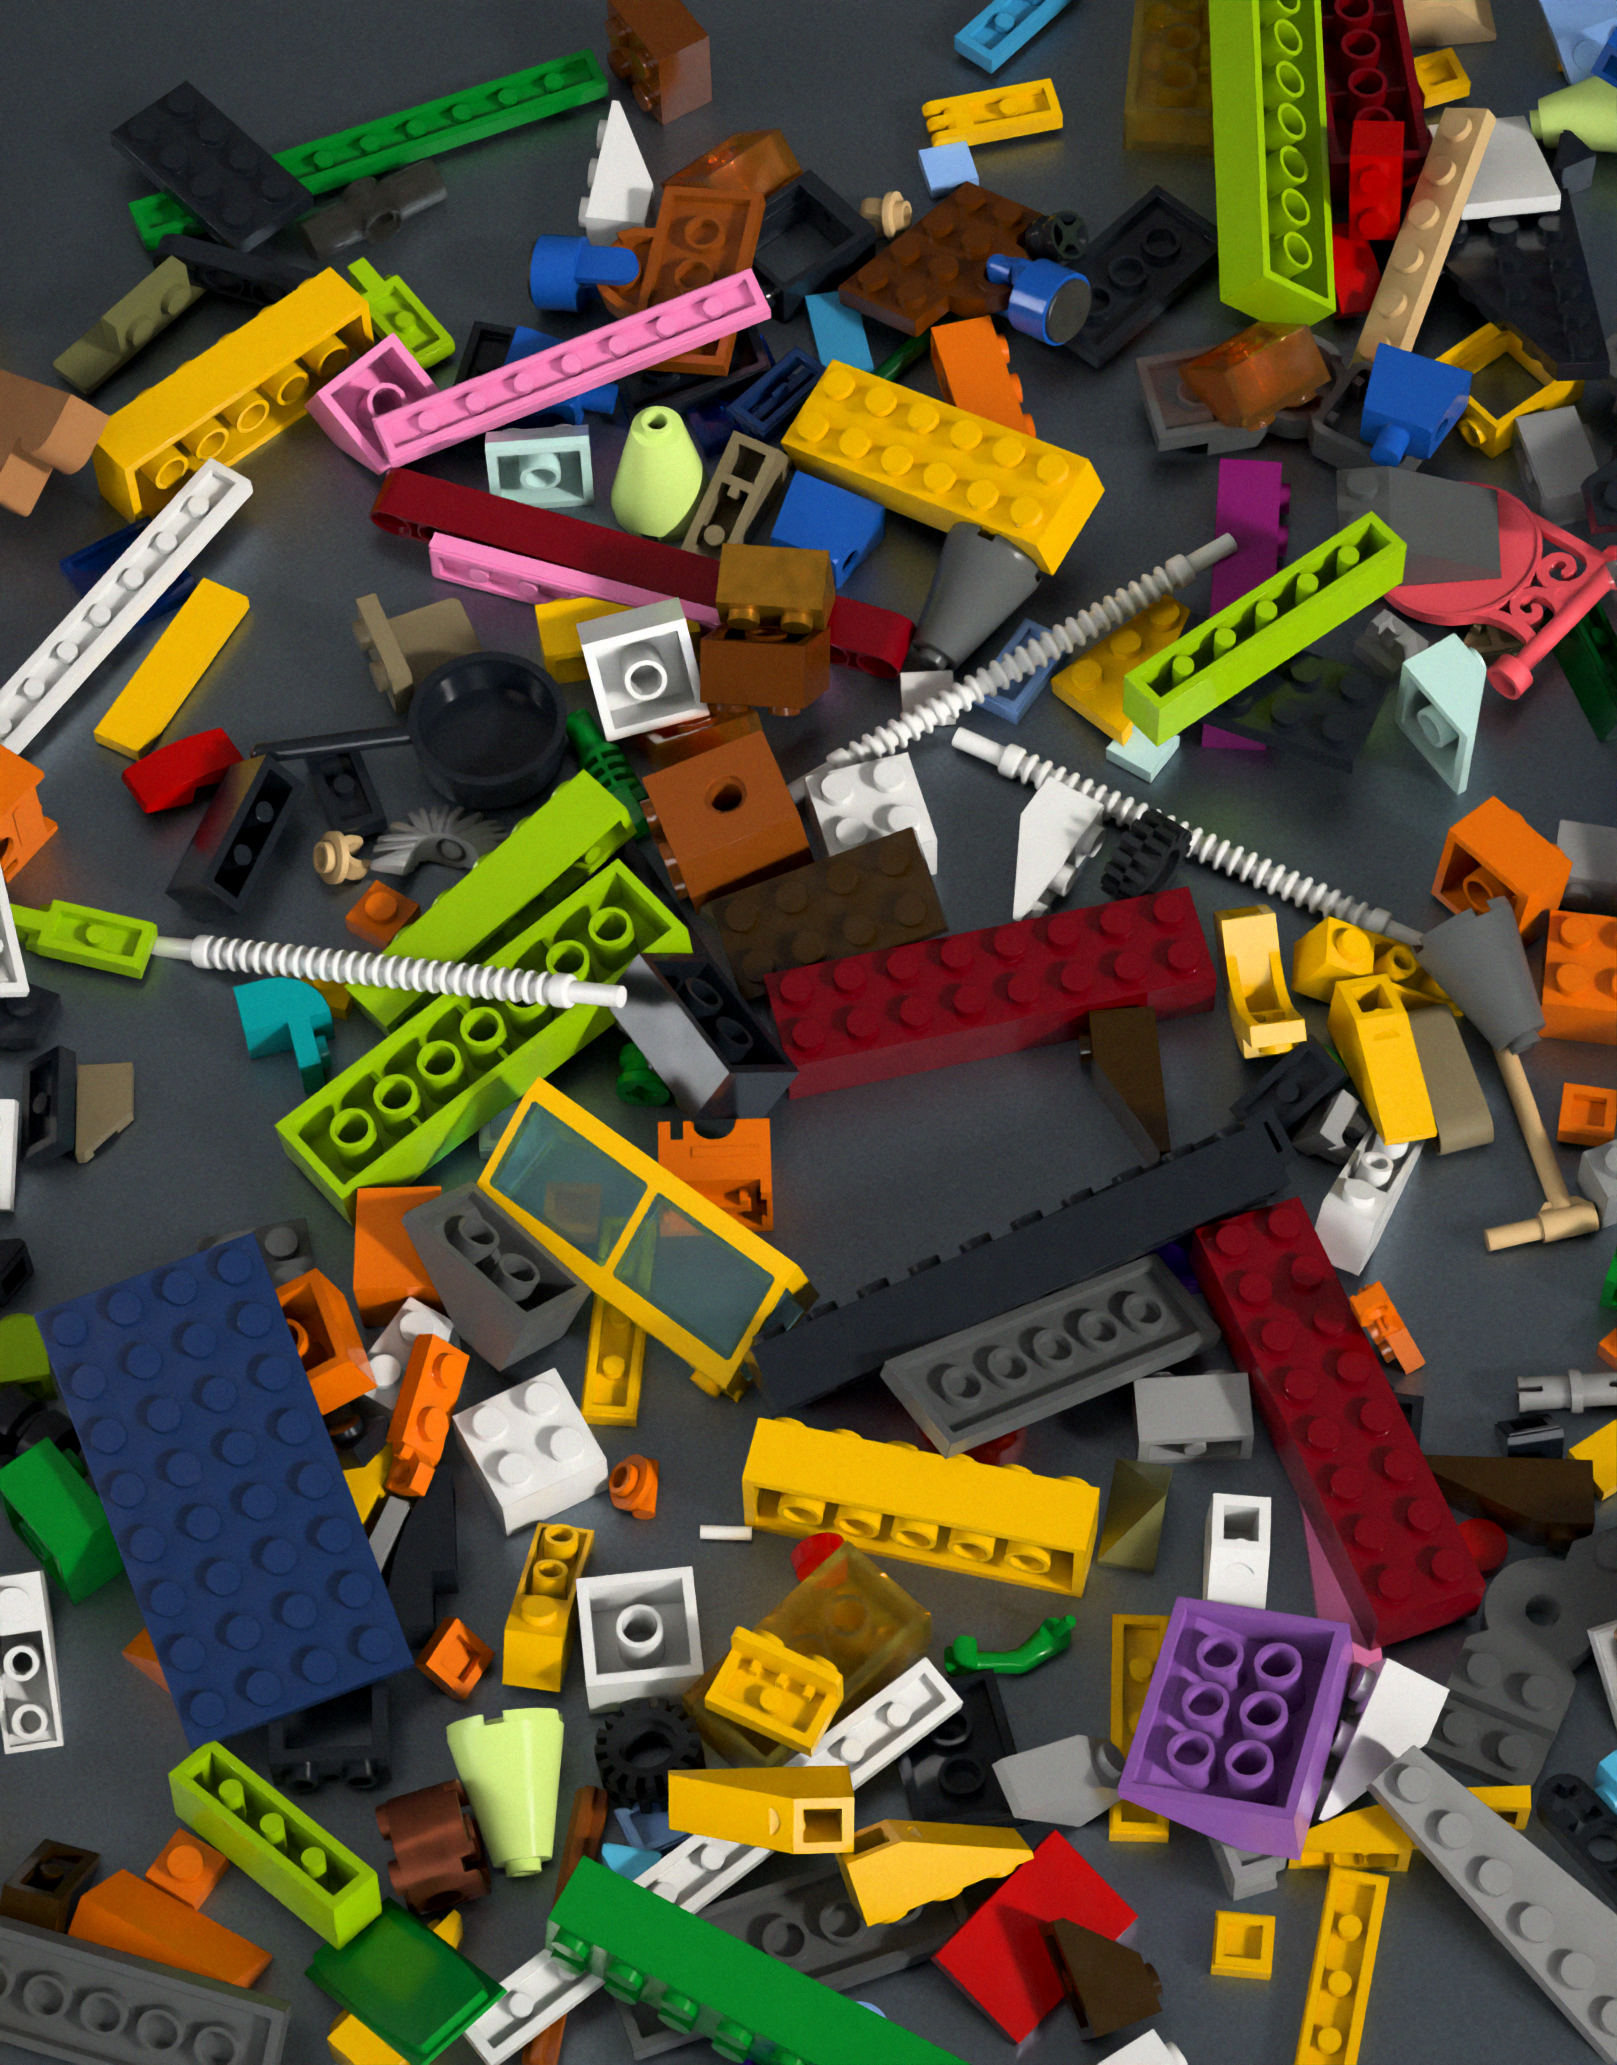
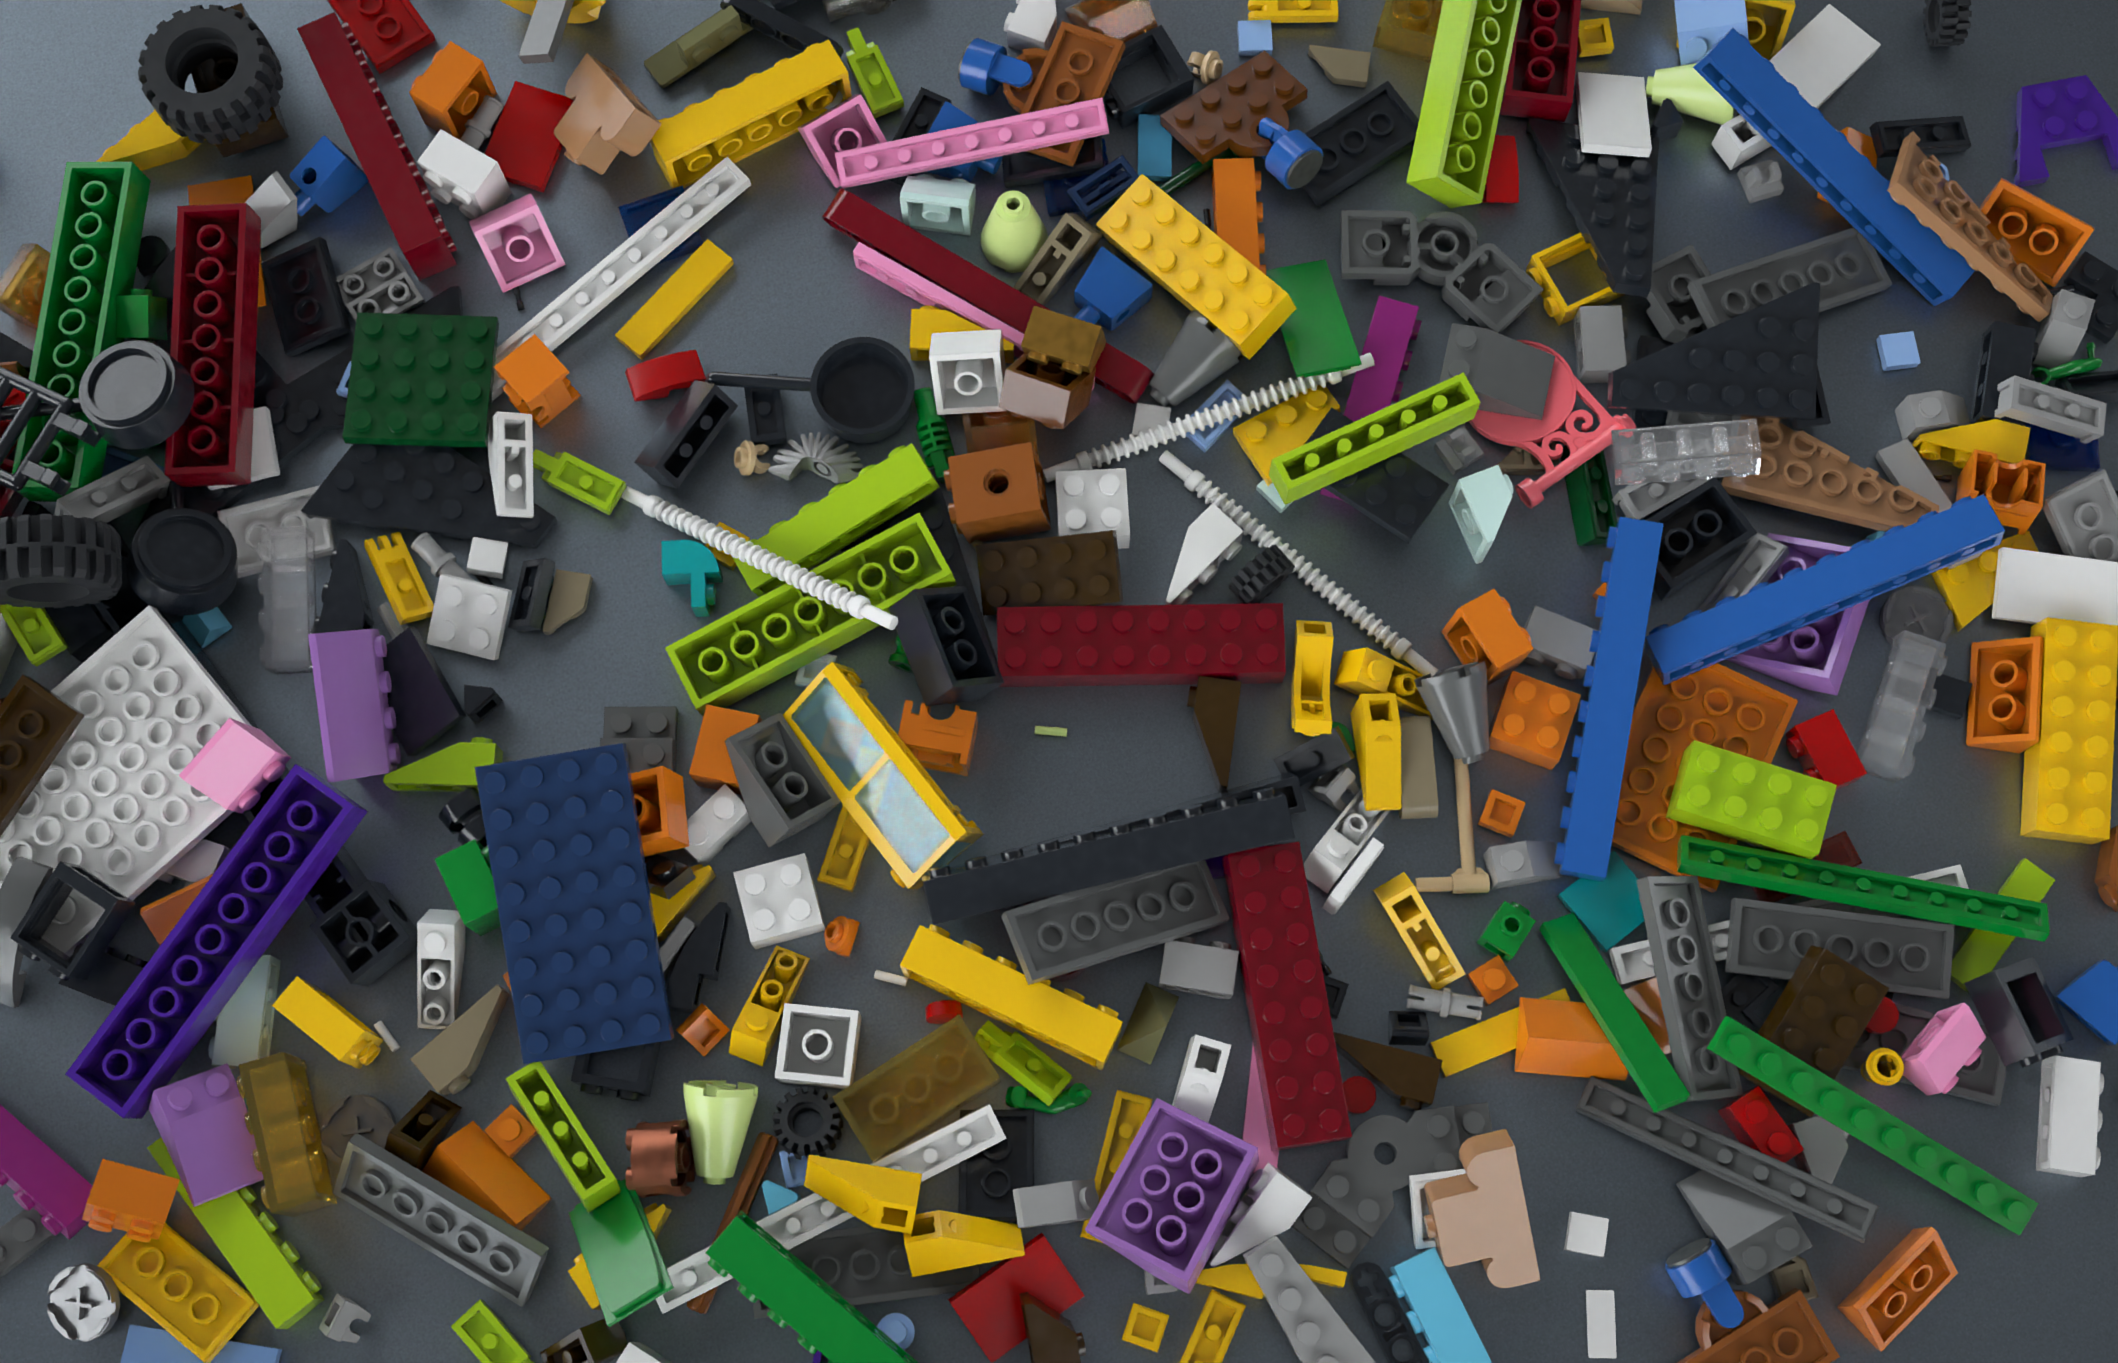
camera: 10 degrees right, 15 degrees up
(77, 1765) = (459, 1048): none -> dark tan slope
(381, 915) = (770, 504): orange plate -> none
(411, 644) = (831, 317): dark tan bracket -> none
(424, 1413) = (715, 867): orange hinge -> none
(776, 1690) = (887, 1114): yellow bracket -> none
(884, 1142) = (1051, 731): none -> yellowish green piece
(965, 1603) = (1023, 1062): none -> lime hinge
(1057, 237) = (1311, 109): black wheel -> none
(1084, 181) = (1342, 65): none -> dark tan tile
(1141, 515) = (1318, 329): none -> green piece
(1257, 374) = (1417, 241): clear orange slope -> none
(1376, 179) = (1531, 114): red brick -> none
(1378, 1314) = (1334, 940): orange hinge -> none
(1394, 1228) = (1353, 876): none -> white tile
(1411, 404) = (1512, 287): blue torso -> none
(1426, 231) = (1552, 163): tan plate -> none
(1509, 1297) = (1419, 931): none -> yellow slope

